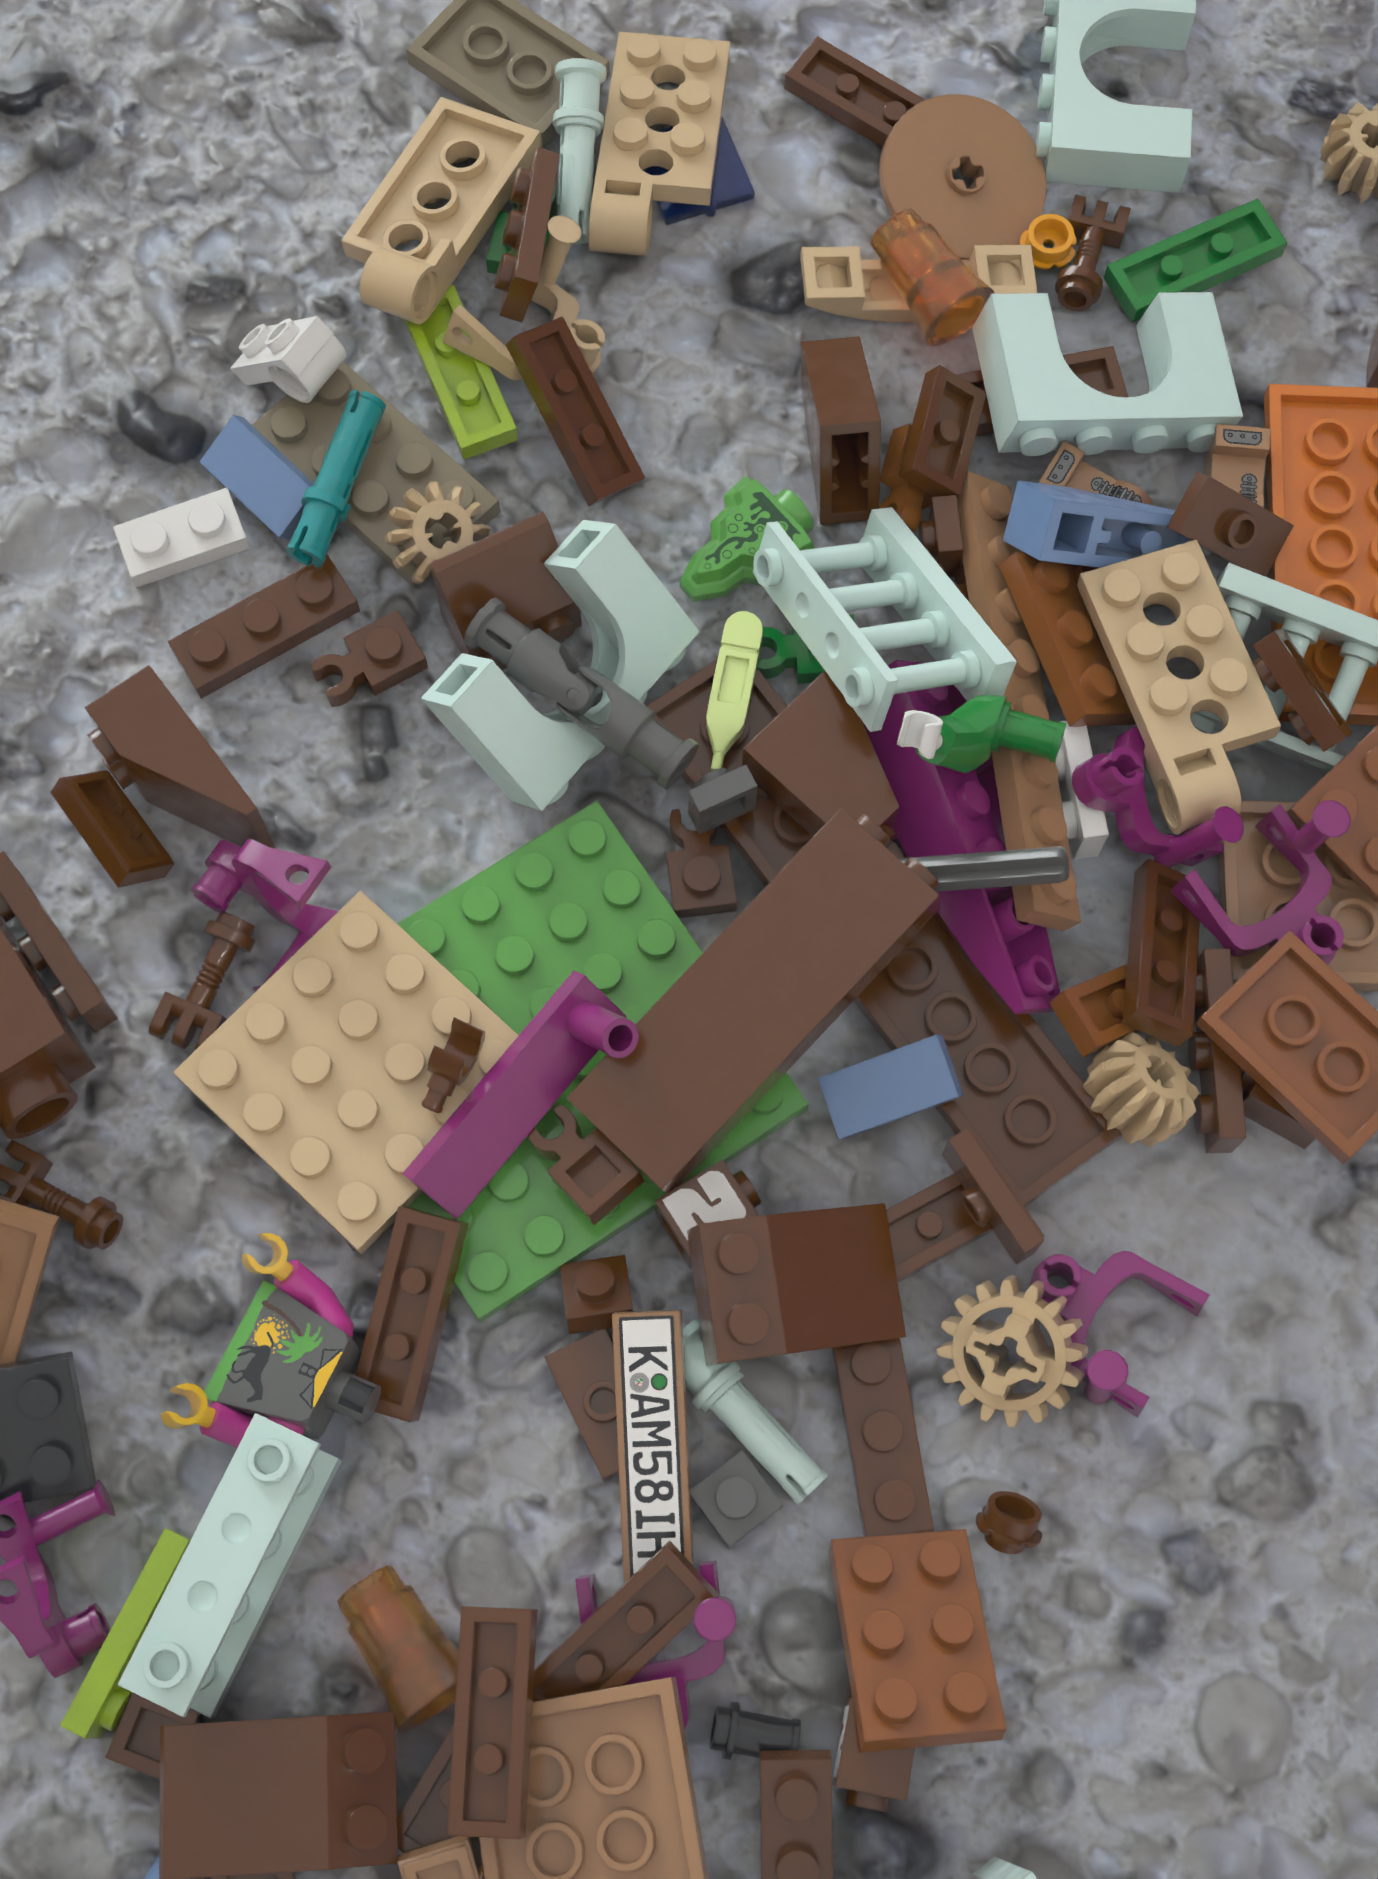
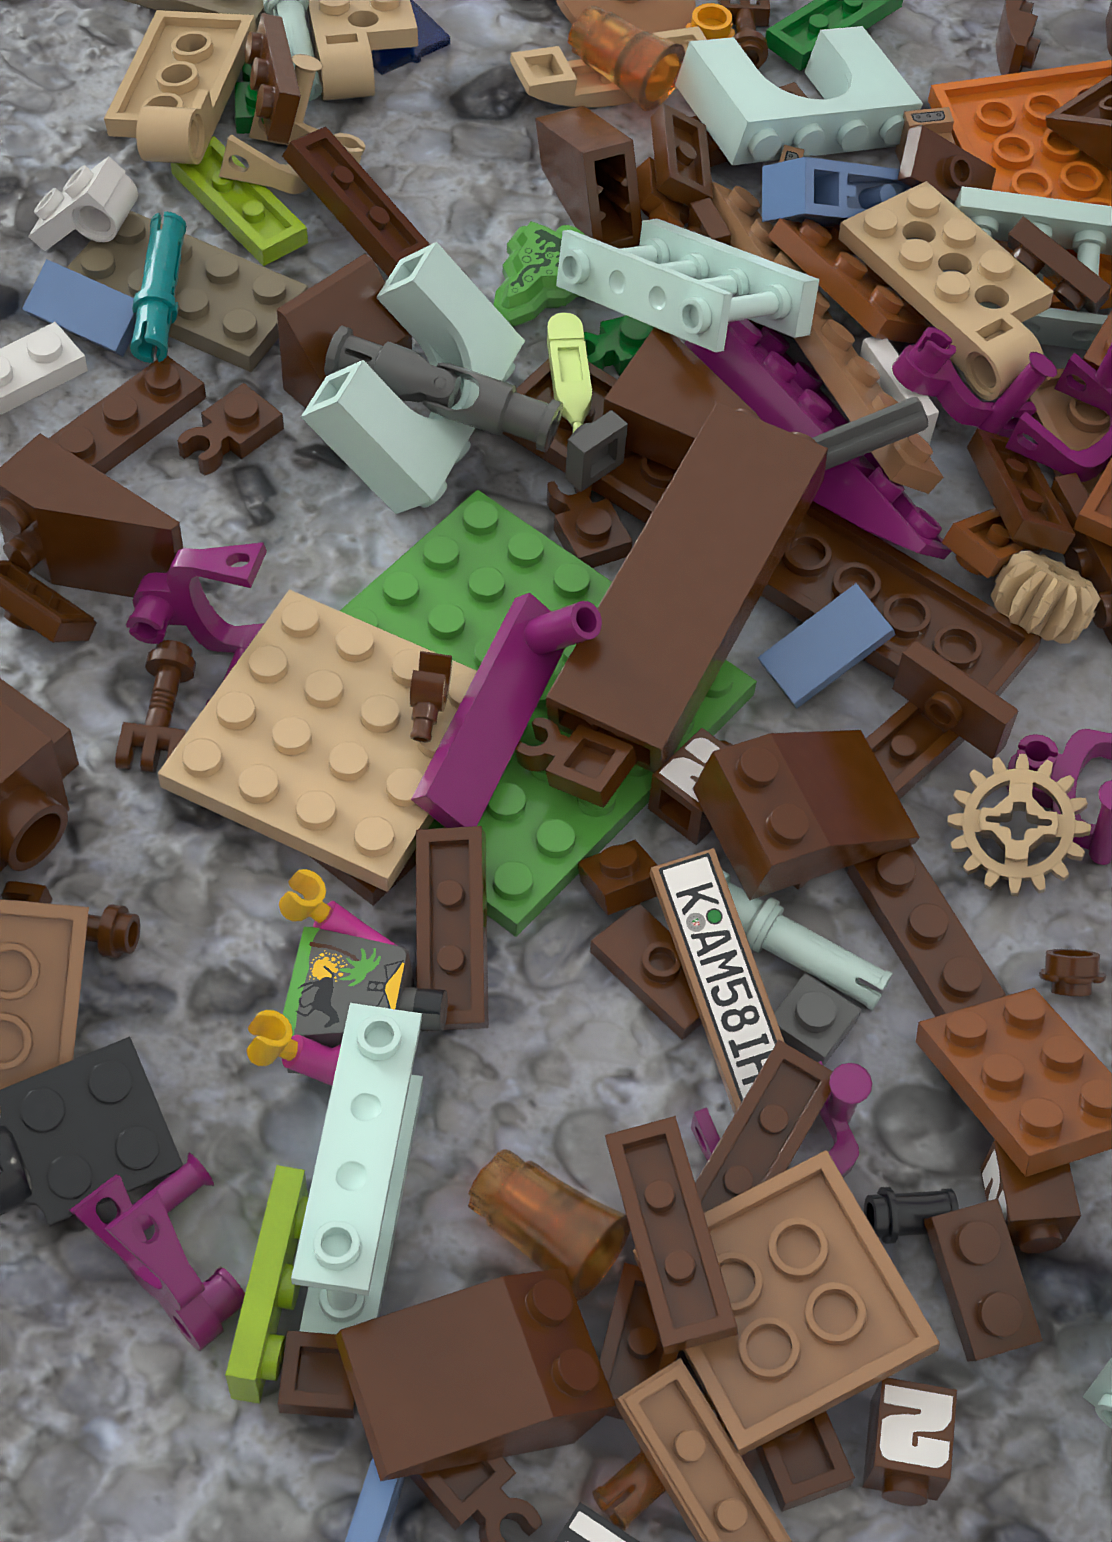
camera: 20 degrees left, 15 degrees down
(422, 515) = (252, 303): tan gear -> none
(975, 730) = (807, 337): green arm -> none

